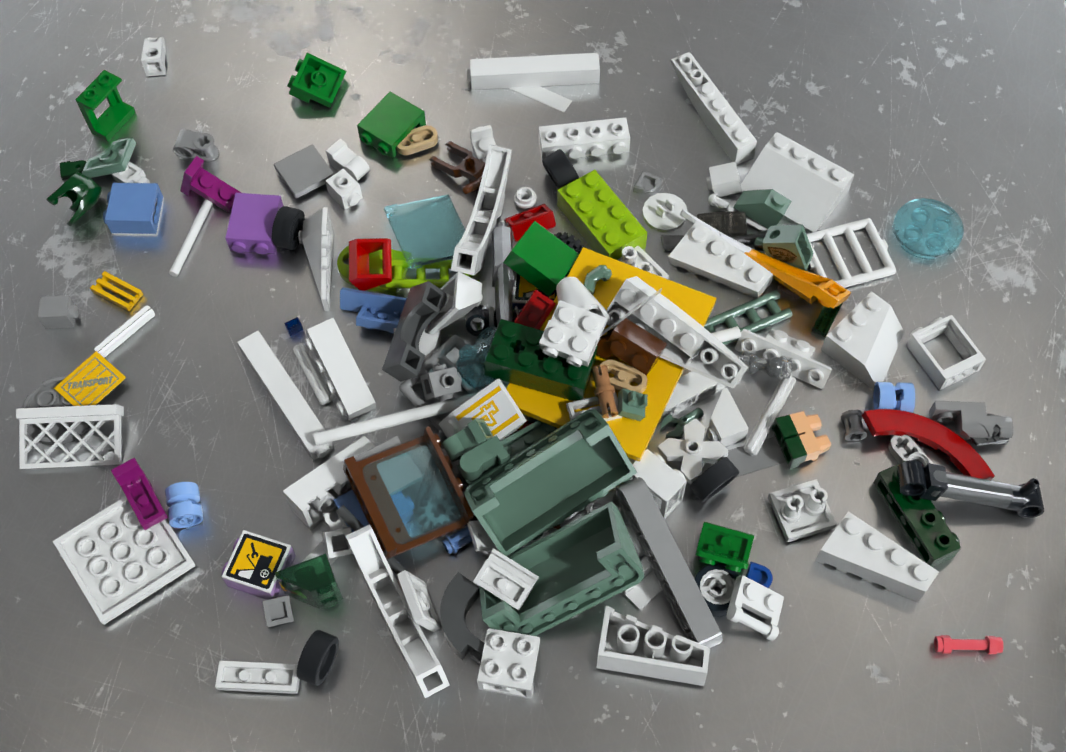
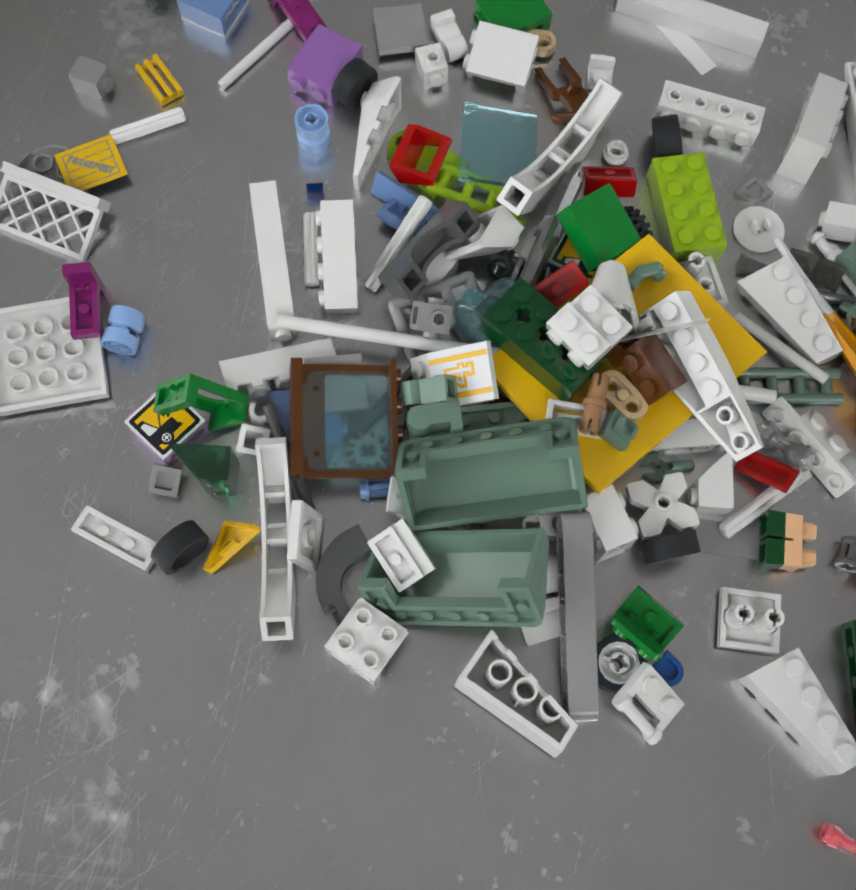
camera: 20 degrees right, 10 degrees up
(269, 277) = (312, 128): none -> light blue wheel
(269, 527) = (183, 393): none -> green panel
(355, 636) = (228, 542): none -> yellow tile
(384, 338) = (398, 240): none -> white axle
(398, 158) = (501, 55): none -> white panel
(616, 312) = (648, 322): none -> white piece
(670, 118) = (814, 128): none -> white wedge
(728, 293) = (782, 348): none -> white bar
(759, 390) = (767, 471): none -> red tile

